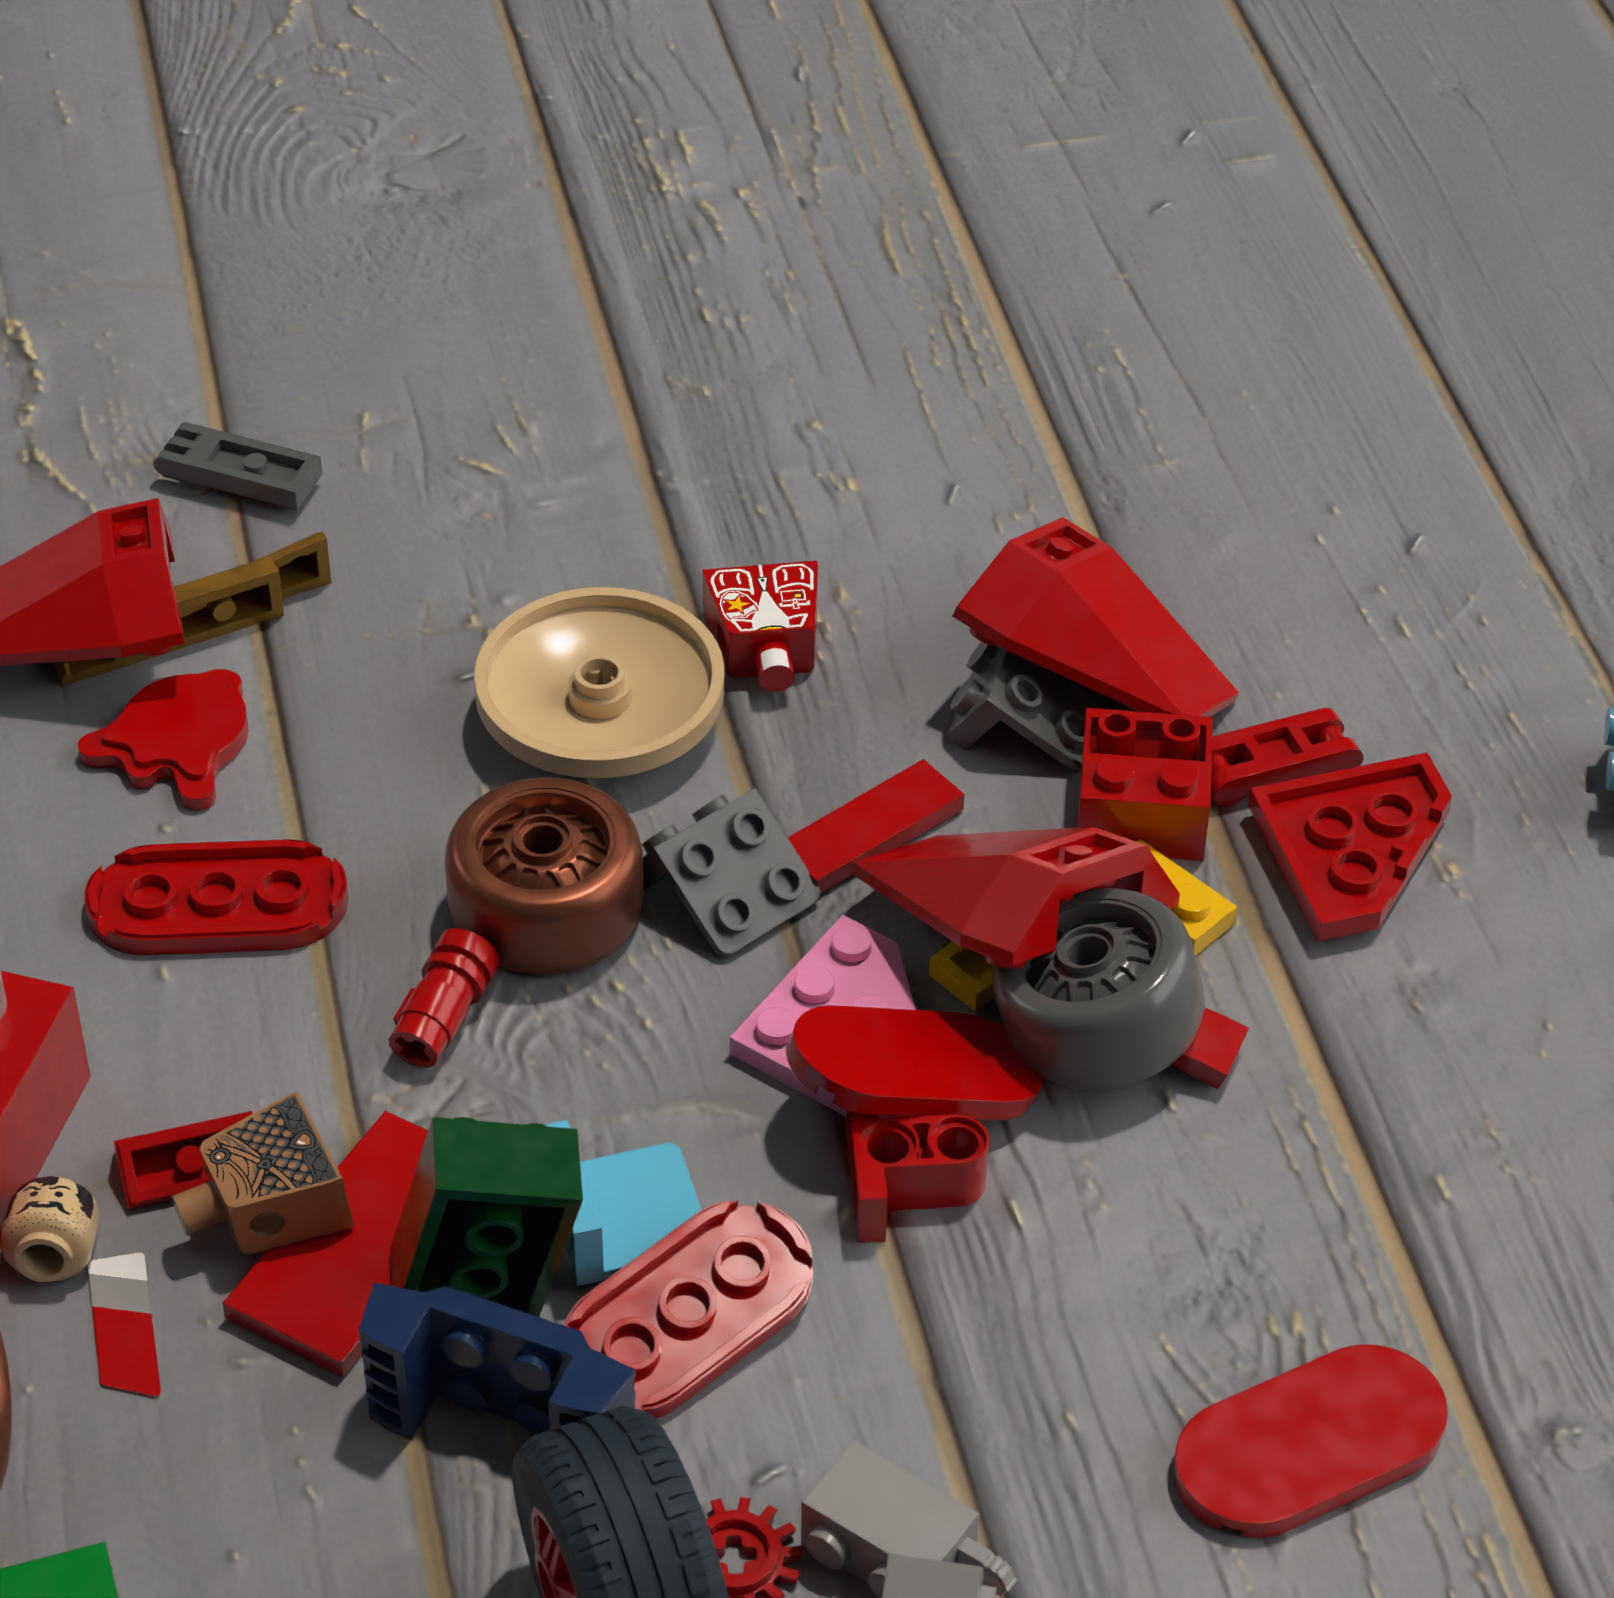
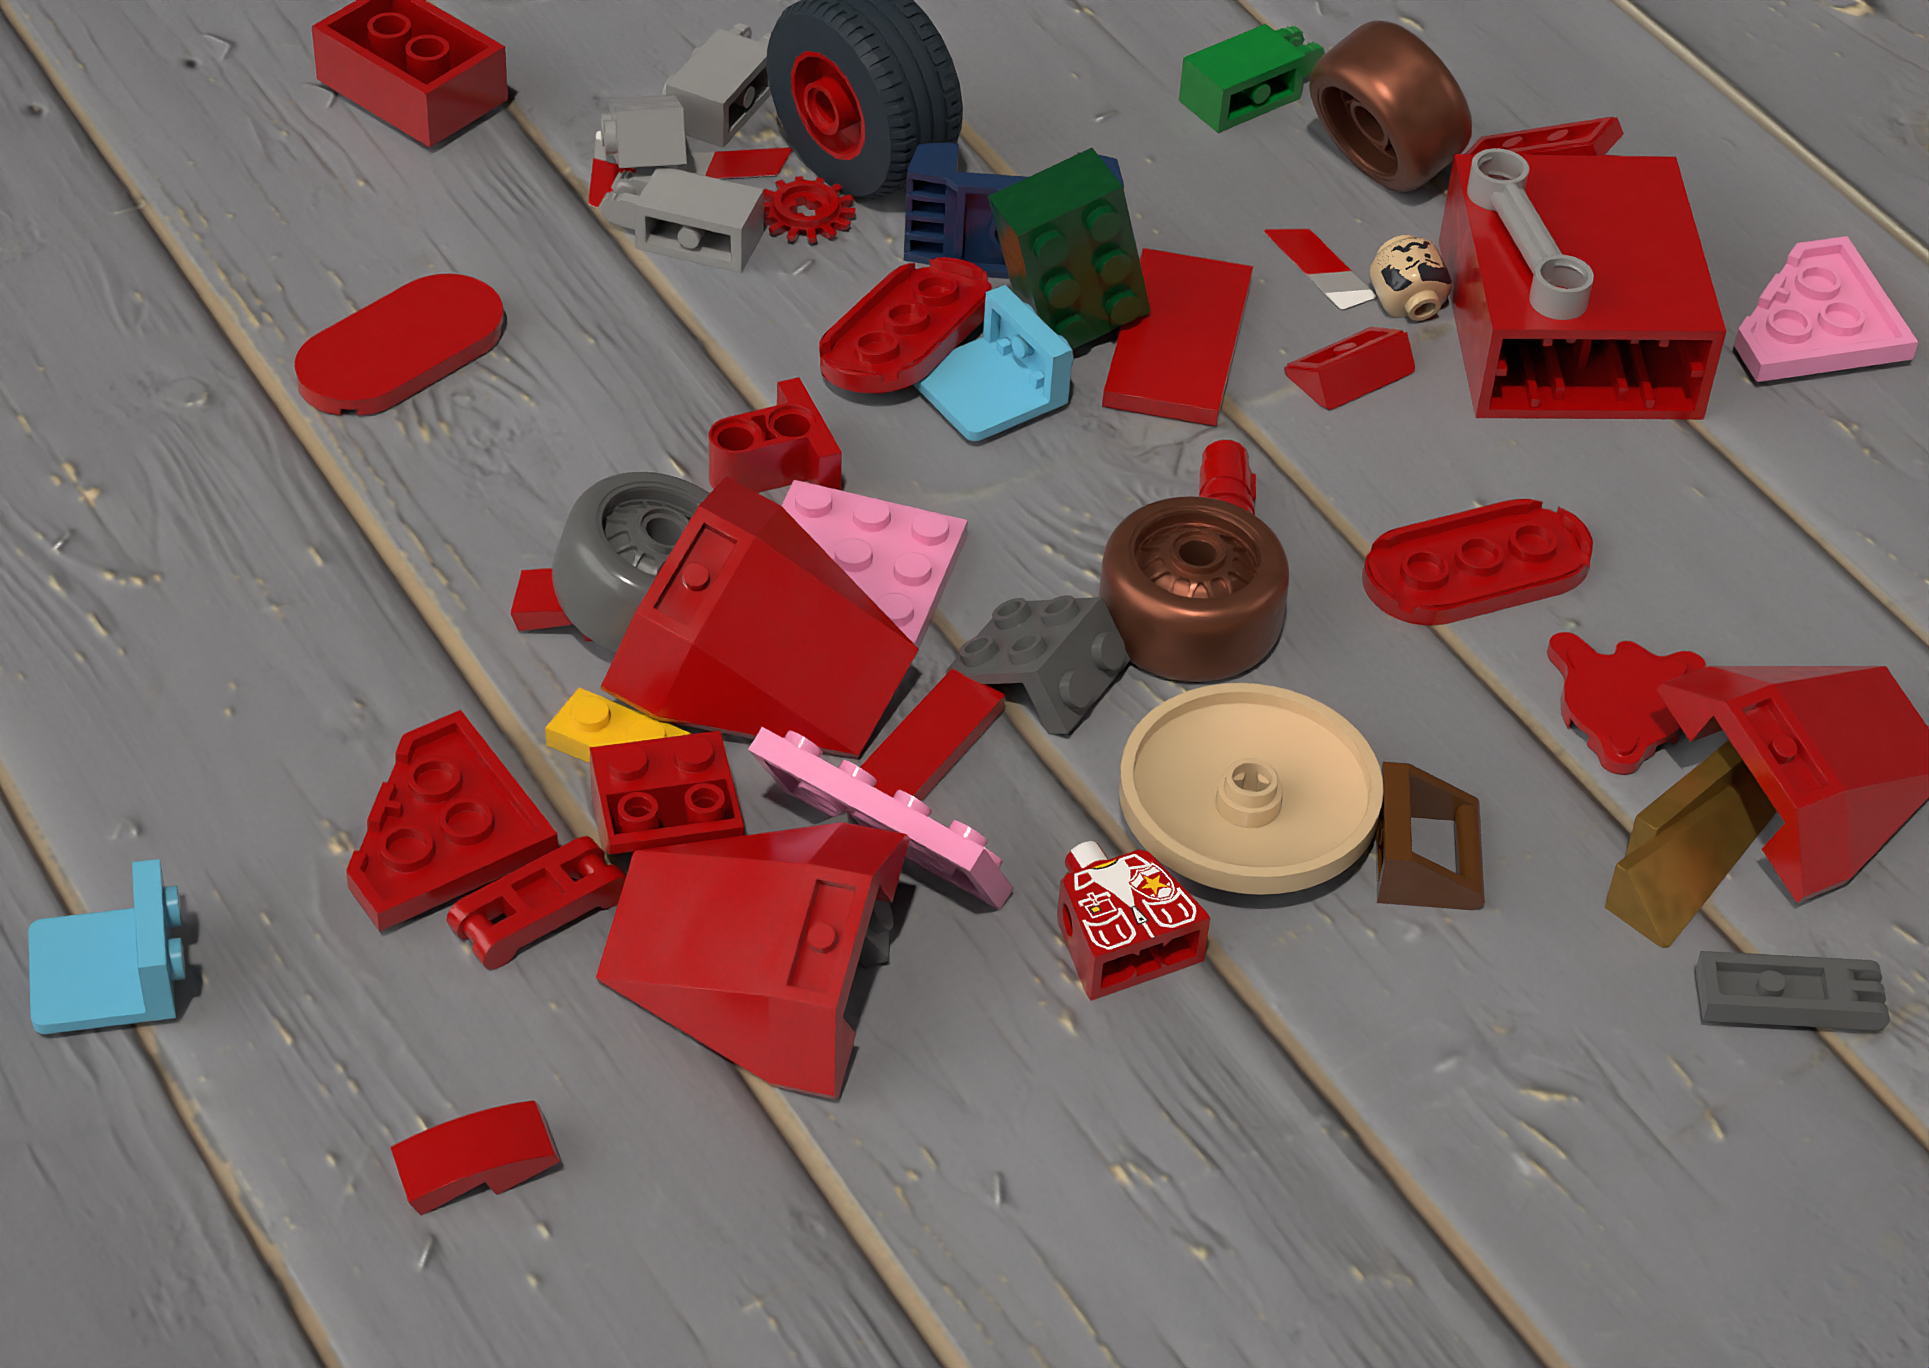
camera: 160 degrees right, 0 degrees up
(267, 1181) = (1262, 314): medium nougat torso -> none
(451, 669) = (1408, 877): none -> reddish brown tile
(911, 1062) = (824, 464): red tile -> none
(956, 708) = (949, 853): none -> bright pink plate
(1357, 570) = (486, 1146): none -> red slope

